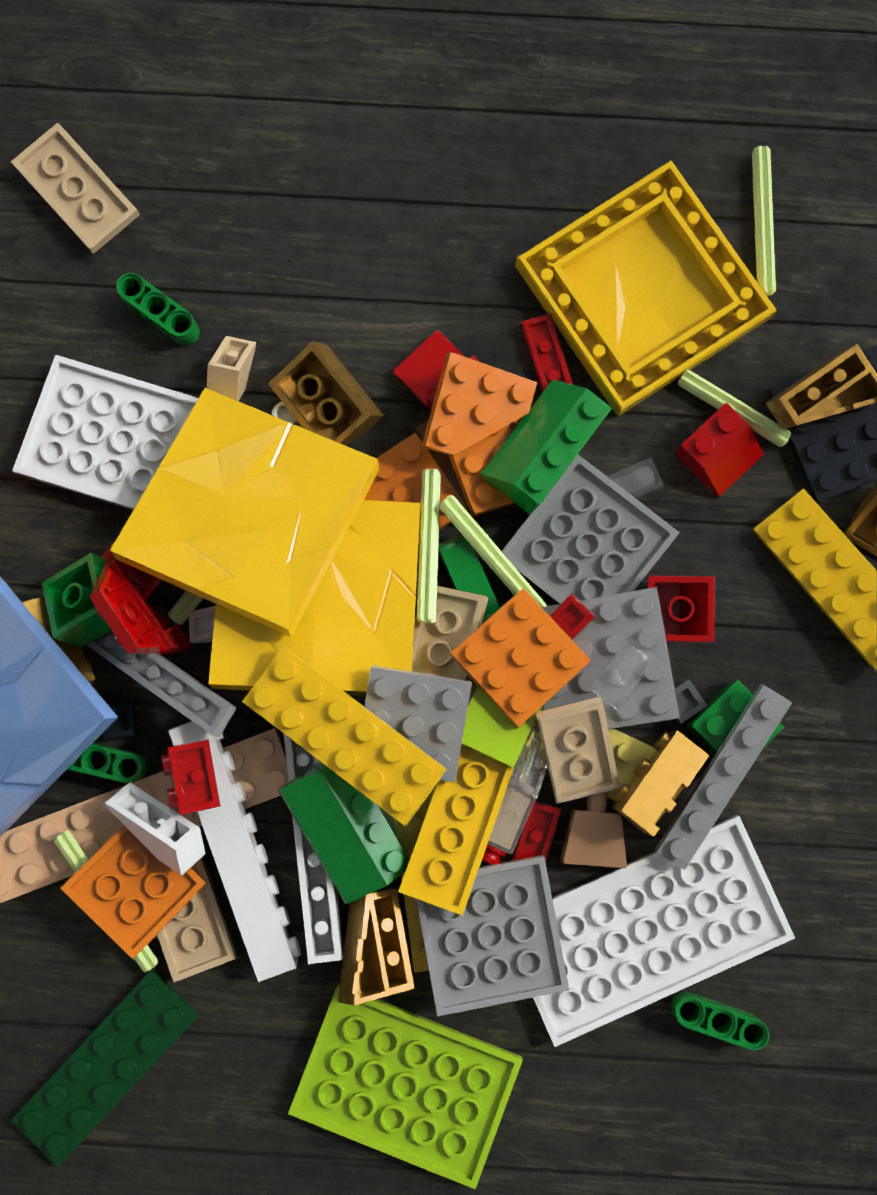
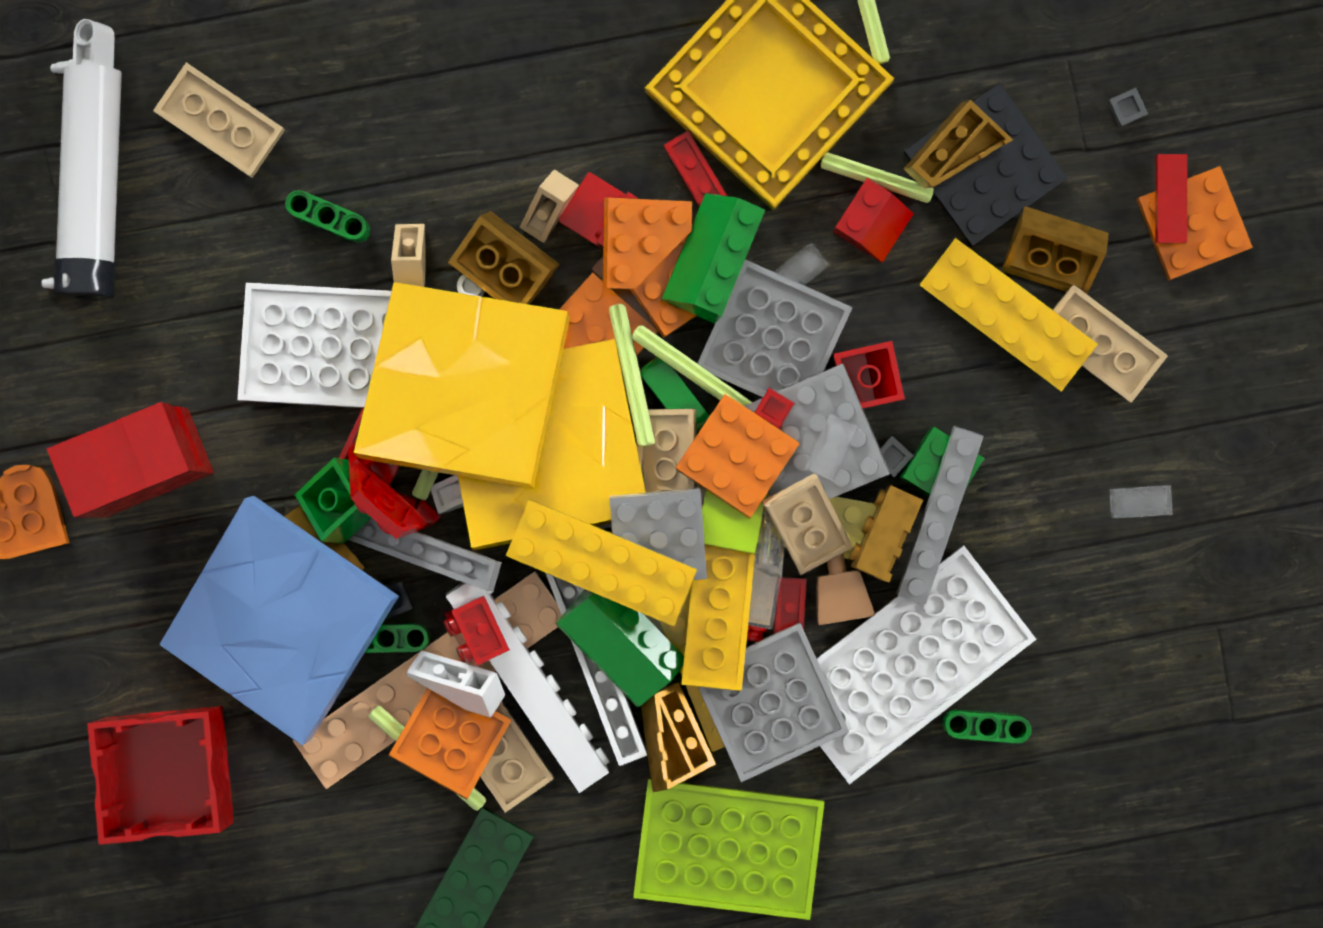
camera: 15 degrees left, 5 degrees up
(386, 352) = (548, 205): none -> tan slope

